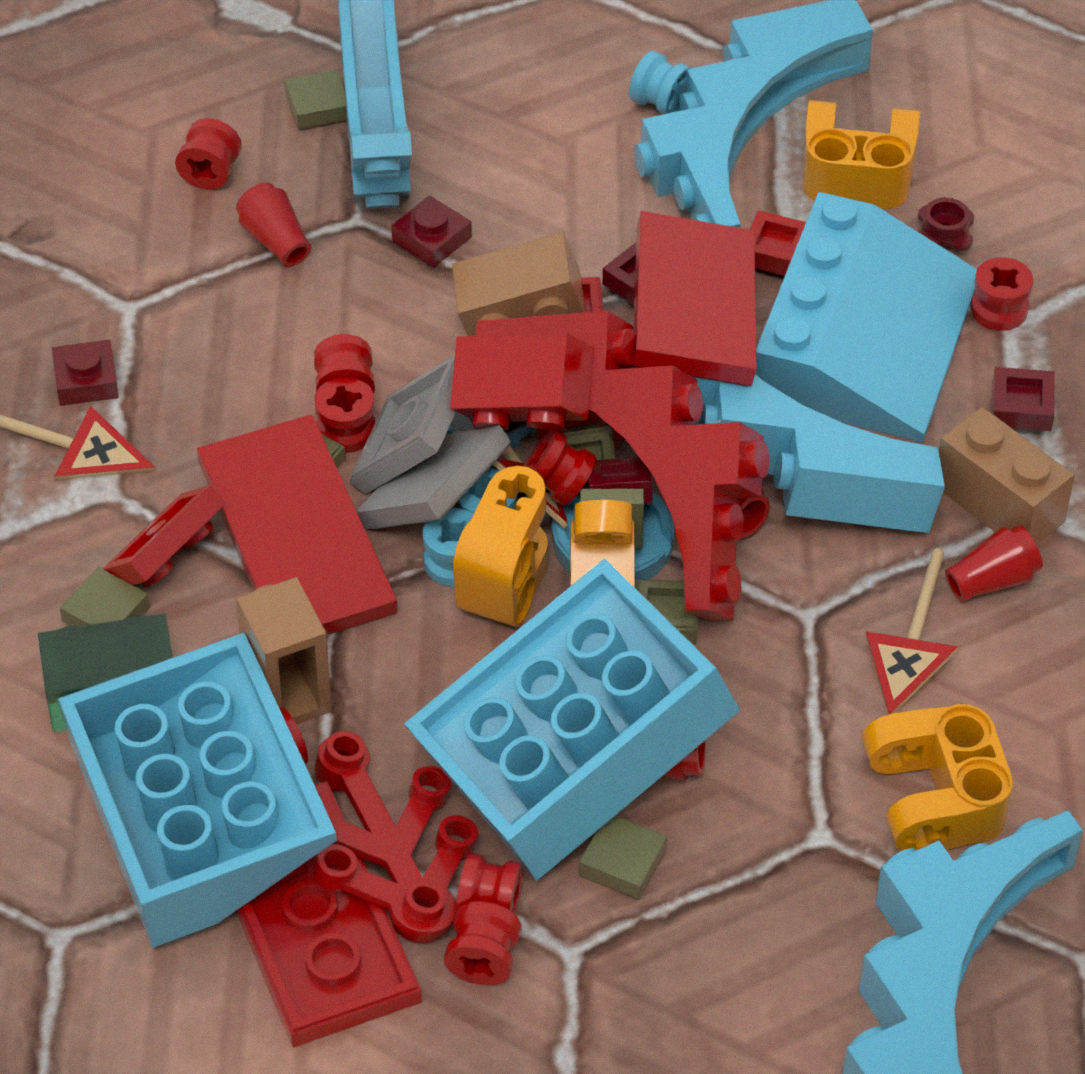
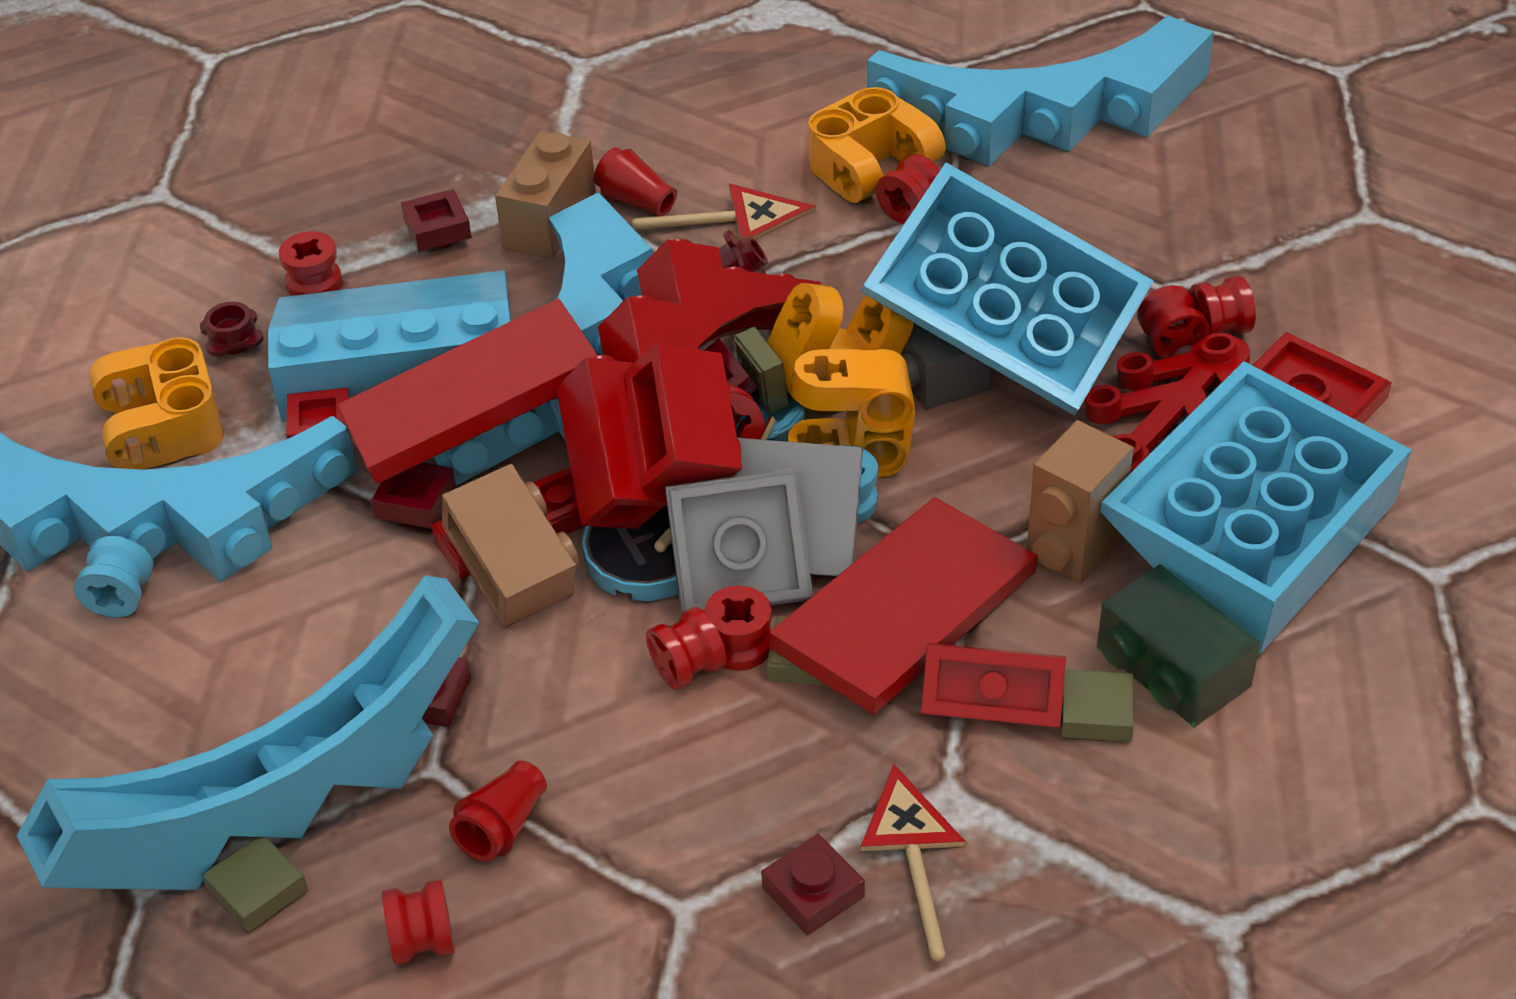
camera: 115 degrees left, 5 degrees down
(815, 580) = (742, 253): none -> dark red plate
(842, 778) = (902, 189): none -> red wheel

